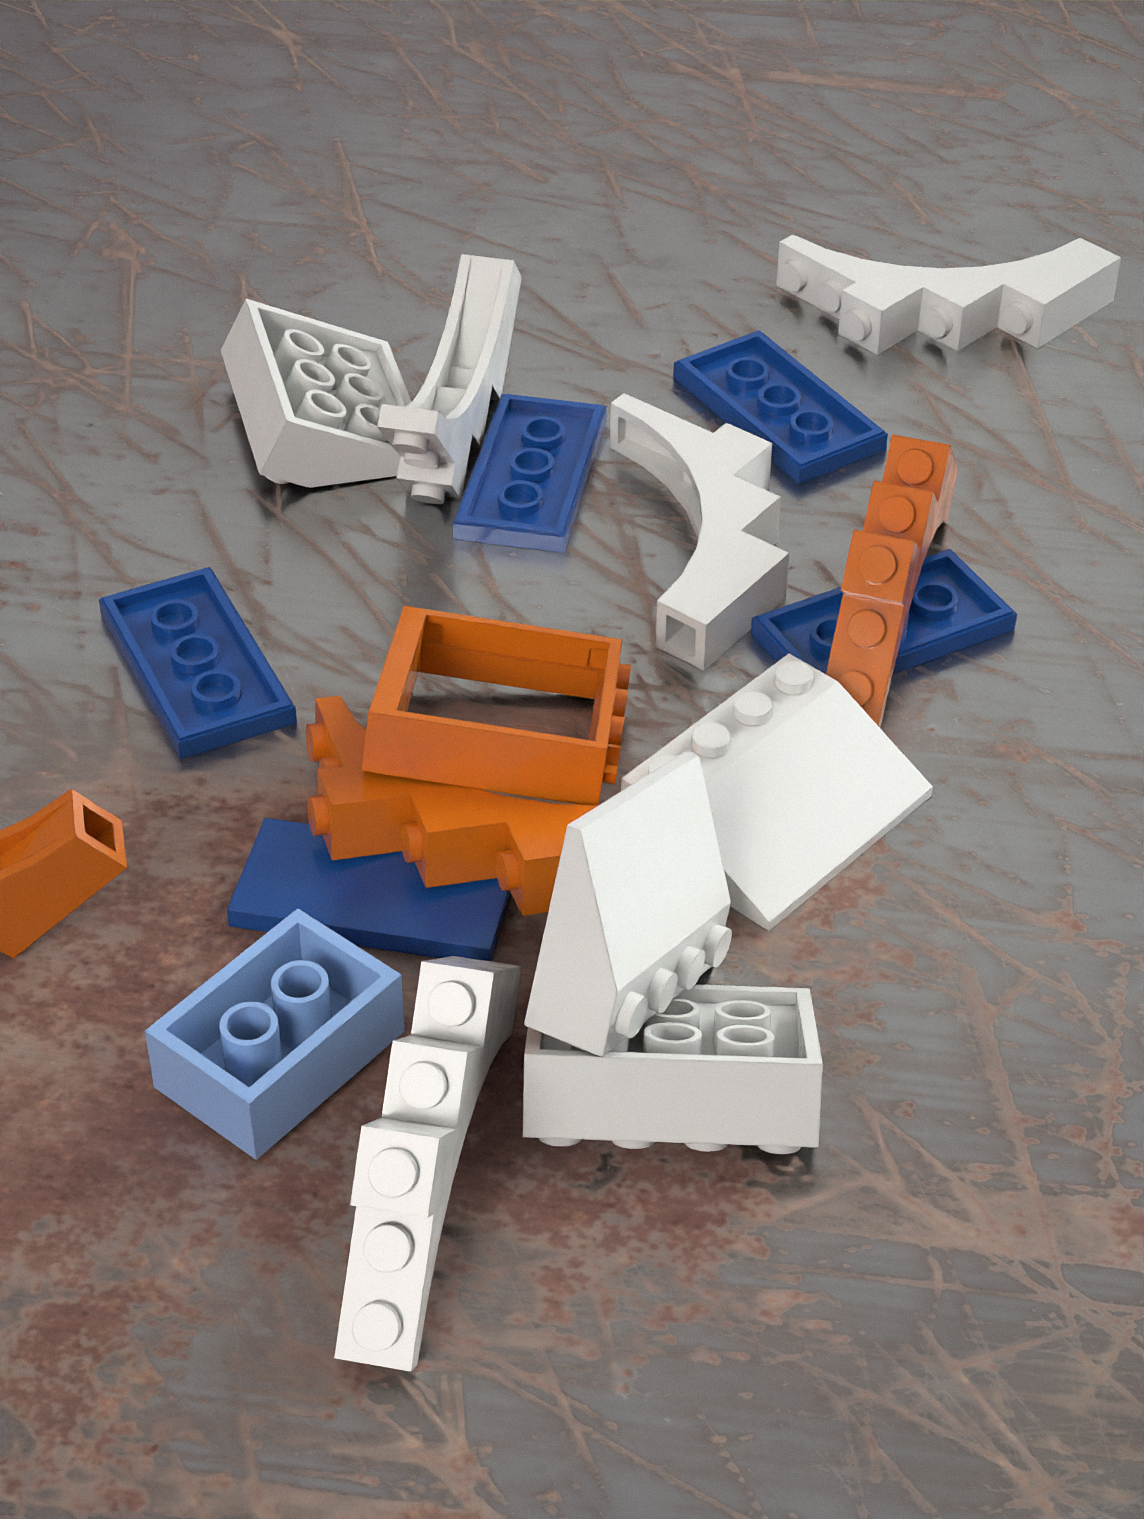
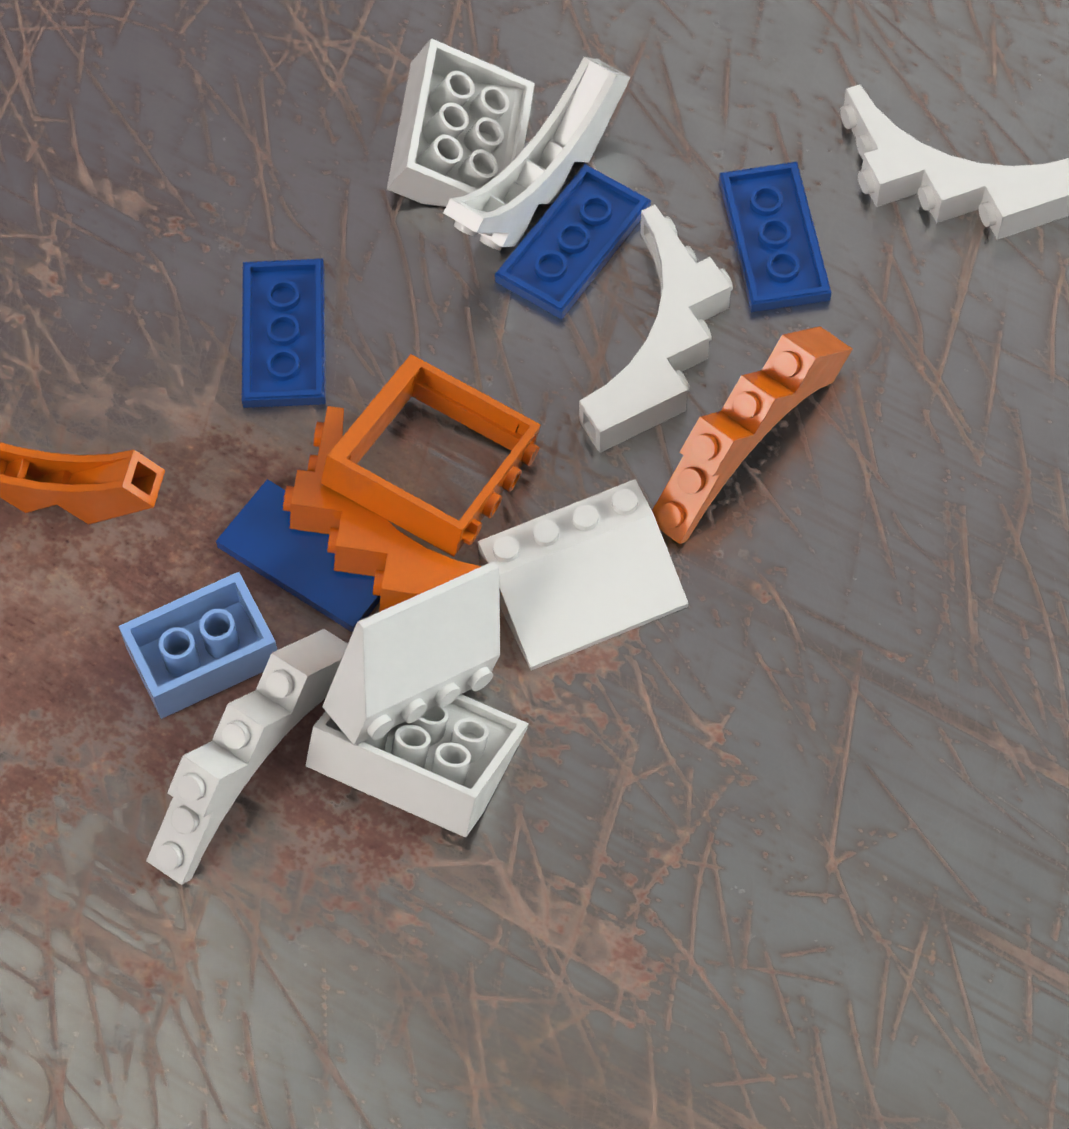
camera: 25 degrees right, 20 degrees up
(946, 614) = (778, 465): blue tile -> none

